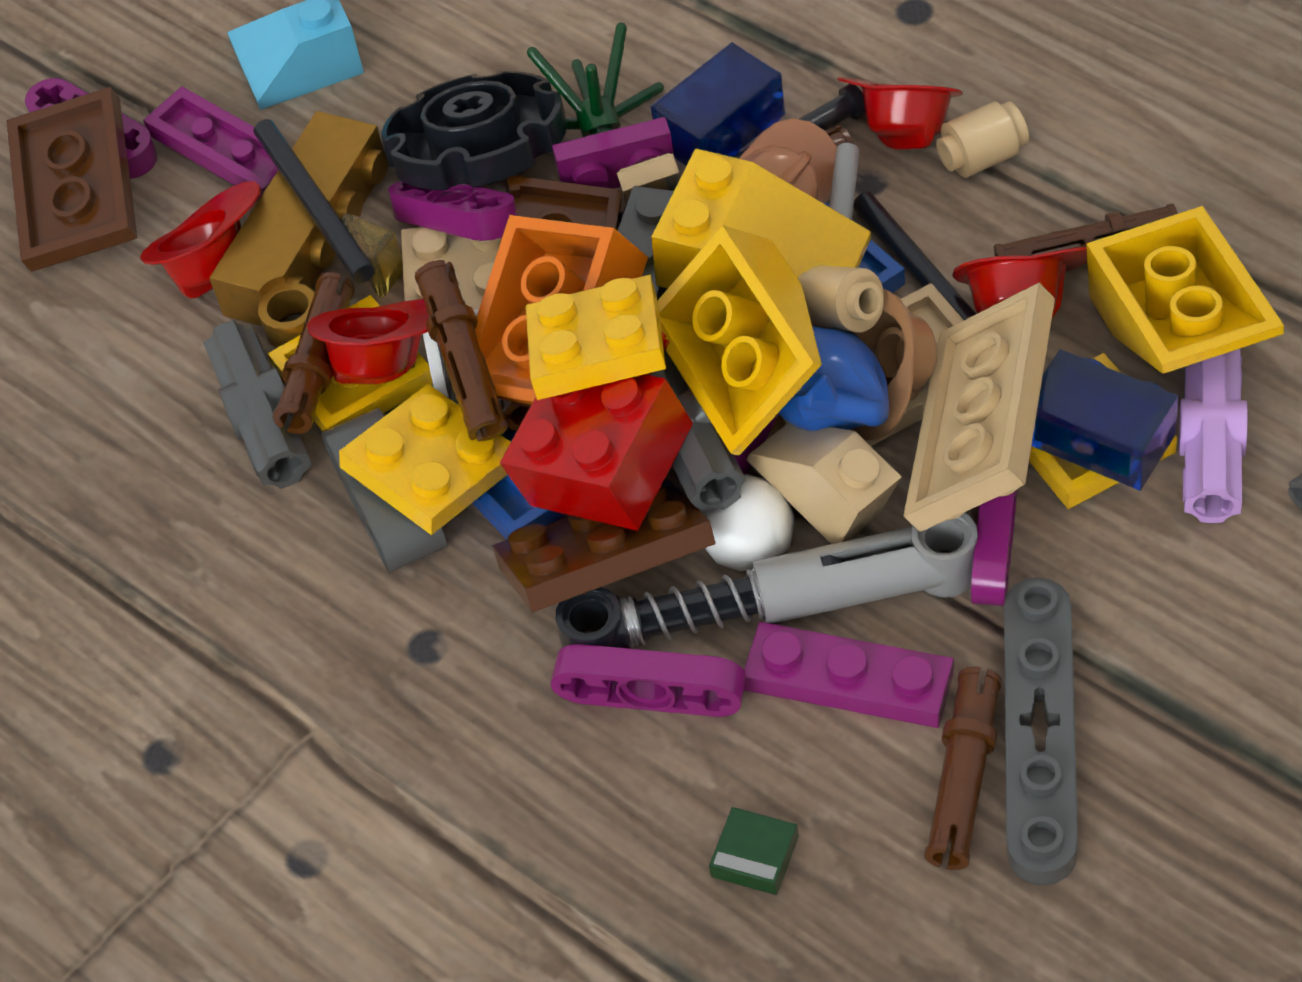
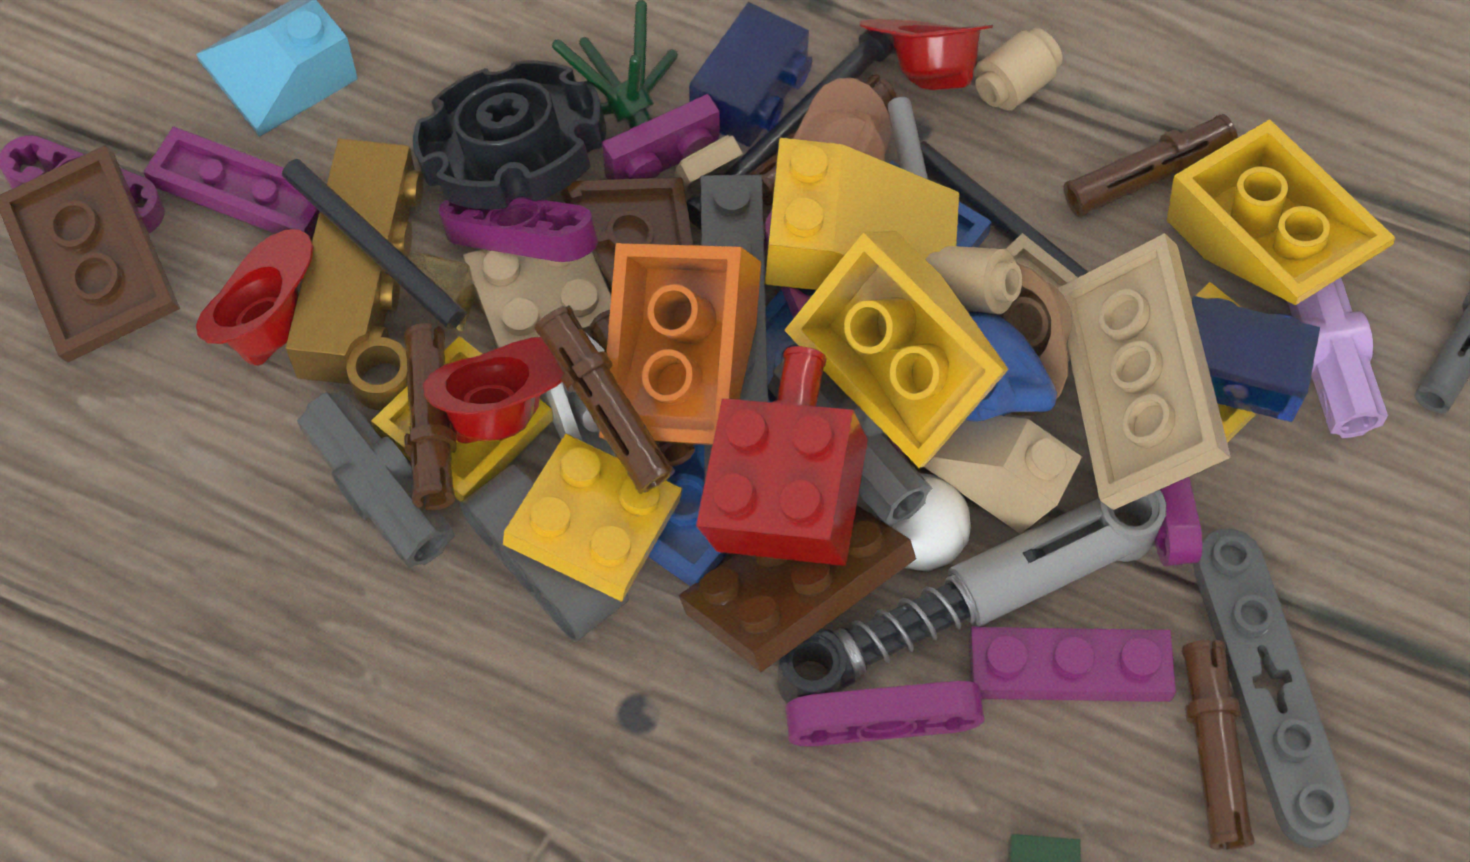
camera: 25 degrees left, 10 degrees up
(594, 337) = (763, 374): yellow plate -> none
(1003, 276) = (1108, 229): red piece -> none

